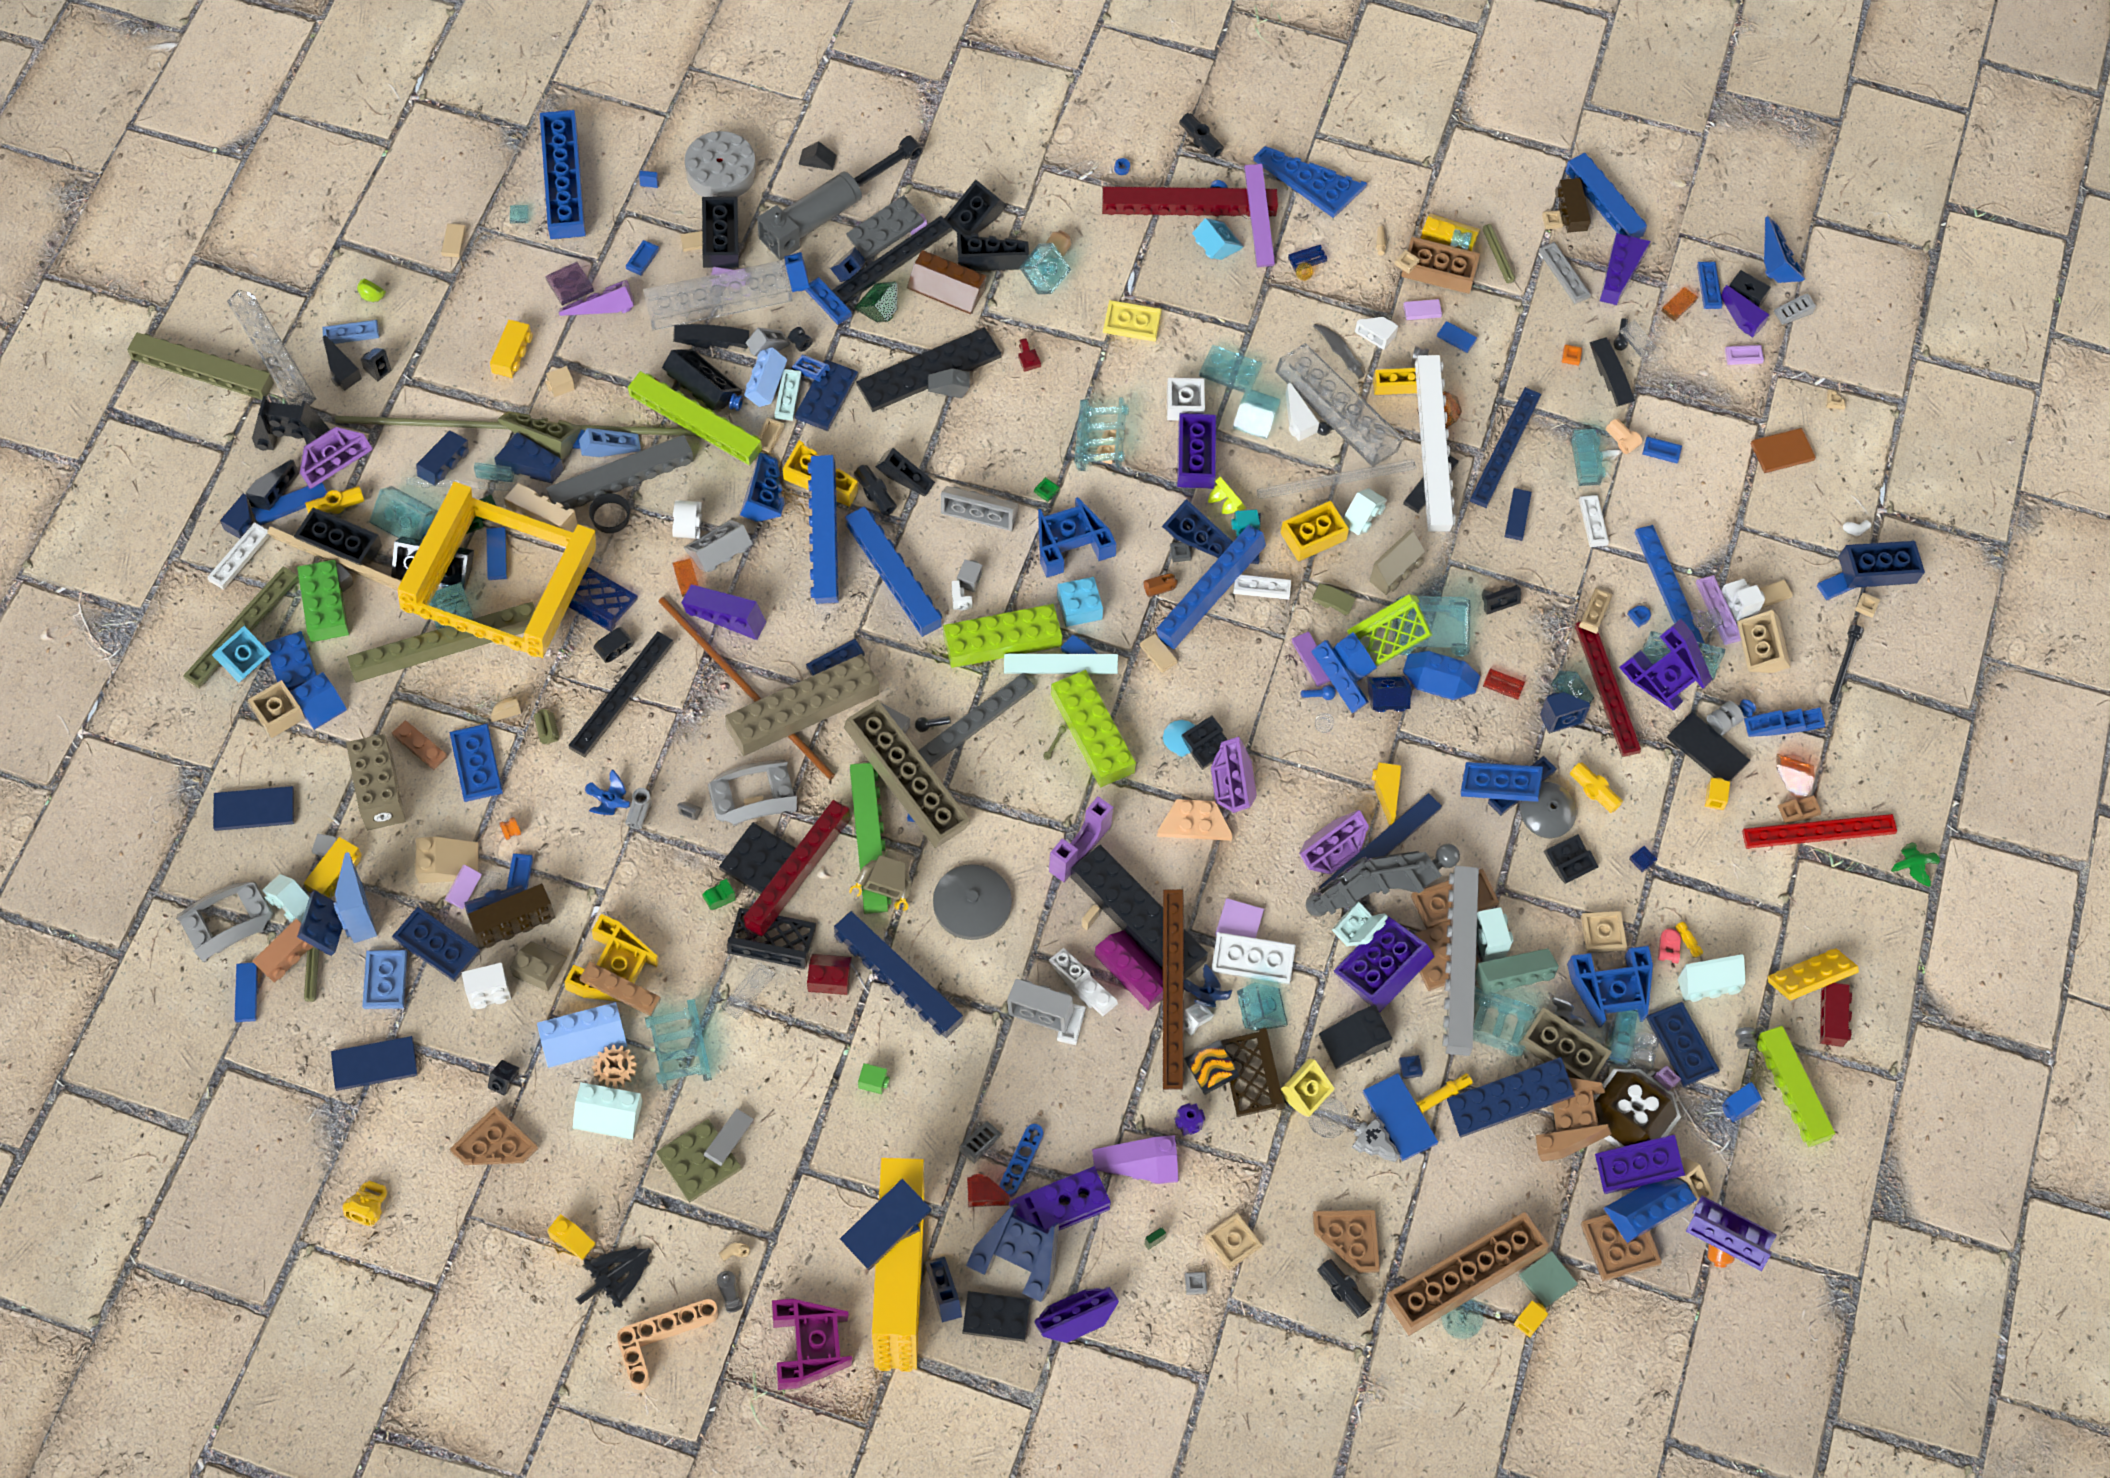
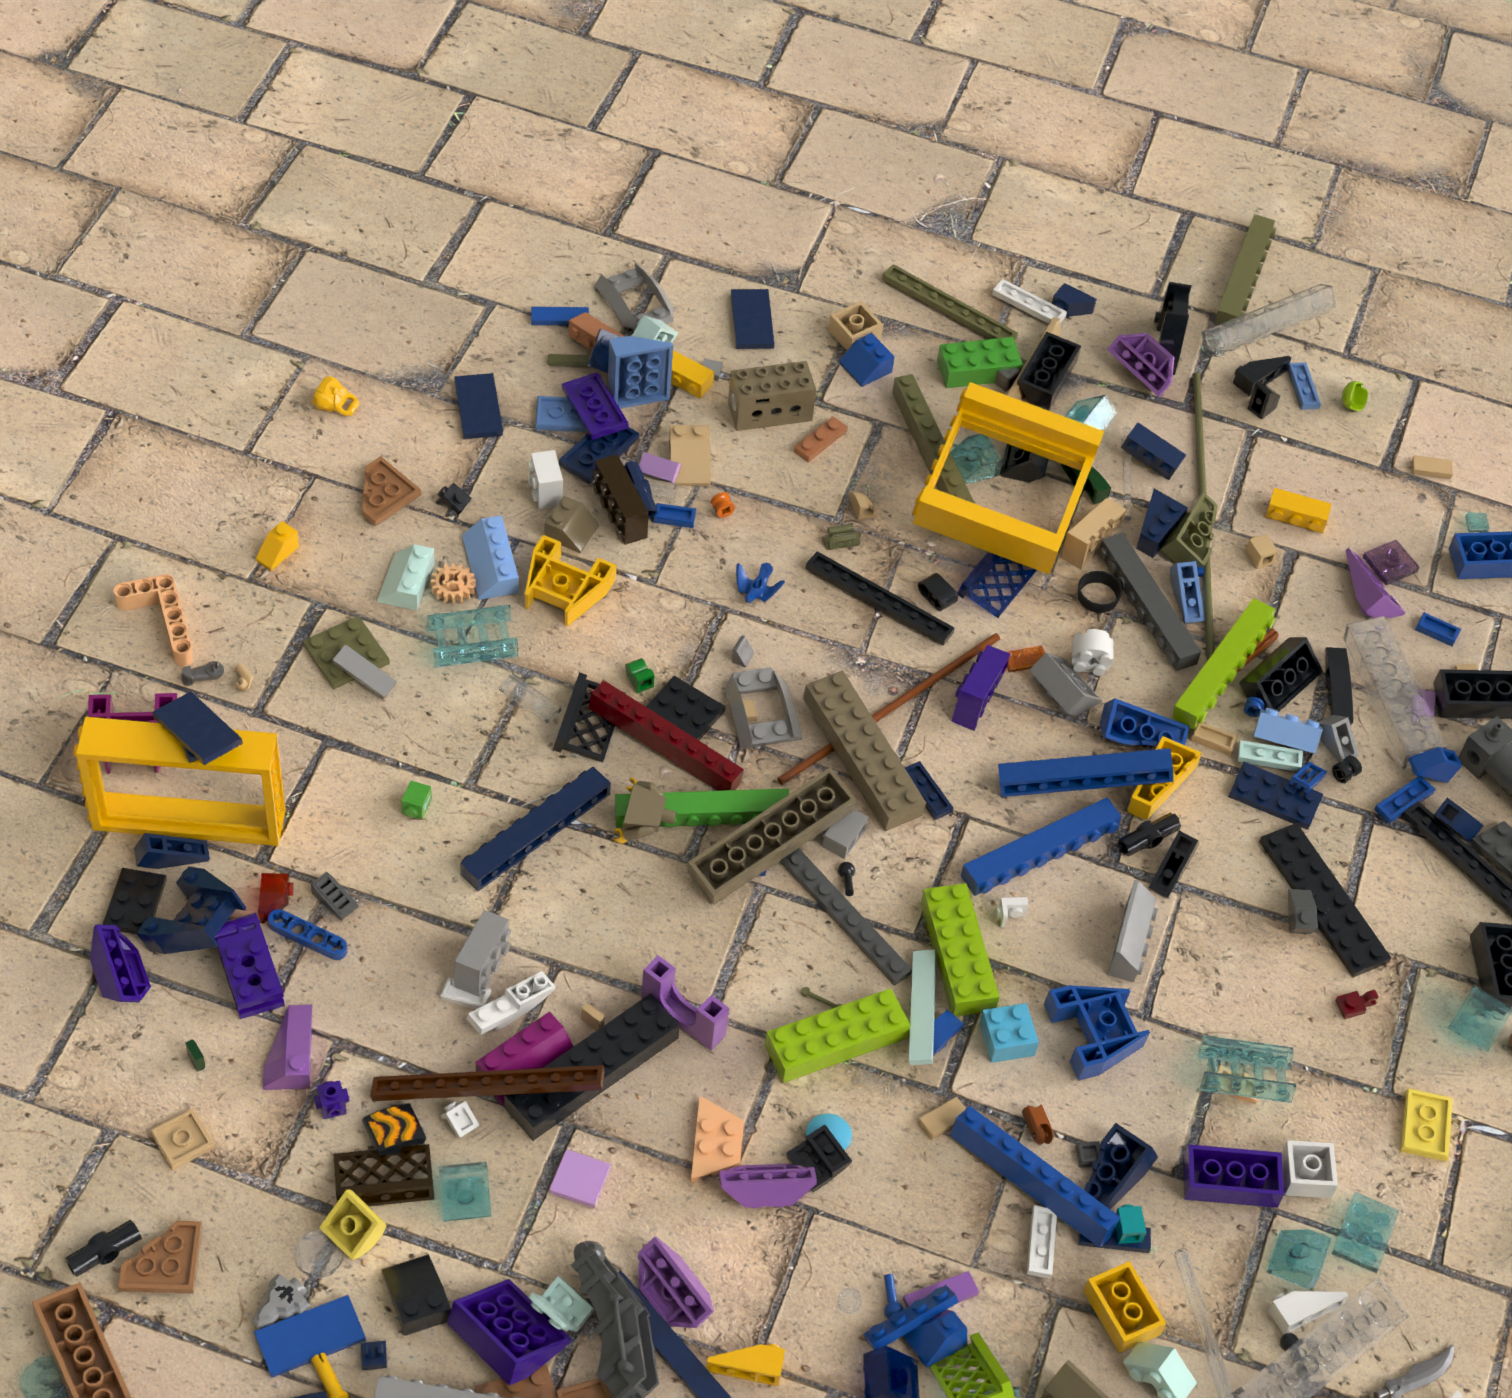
camera: 90 degrees right, 10 degrees down
(241, 654) = (914, 299): medium azure brick -> none
(271, 486) = (1106, 320): black slope -> none
(289, 504) = (1093, 341): blue tile -> none
(291, 660) = (912, 343): blue plate -> none
(344, 499) = (1095, 371): yellow piece -> none
(385, 946) = (595, 406): none -> dark purple plate
(476, 762) = (800, 482): blue tile -> none
(493, 472) = (1141, 495): clear light blue tile -> none
(496, 553) = (1042, 499): blue tile -> none
(620, 988) = (530, 578): medium nougat plate -> none
(631, 1260) = (228, 574): black bar -> none
(638, 810) = (748, 609): light grey piece -> none
(829, 974) = (543, 766): dark red slope -> none
(879, 302) = (1406, 848): clear green slope -> none
(946, 282) = (1448, 920): slope -> none
(969, 575) = (1040, 922): light grey brick -> none
(972, 902) = (621, 906): dark grey dish -> none
(1046, 489) = (1167, 1012): green tile -> none
(1195, 1283) = (138, 1096): light grey tile -> none
(1210, 991) = (489, 1134): dark blue animal -> none
(1222, 491) = (1176, 1212): neon yellow tile -> none
(1253, 958) = (530, 1188): white tile -> none
(1337, 599) = (1028, 1327): olive slope -> none

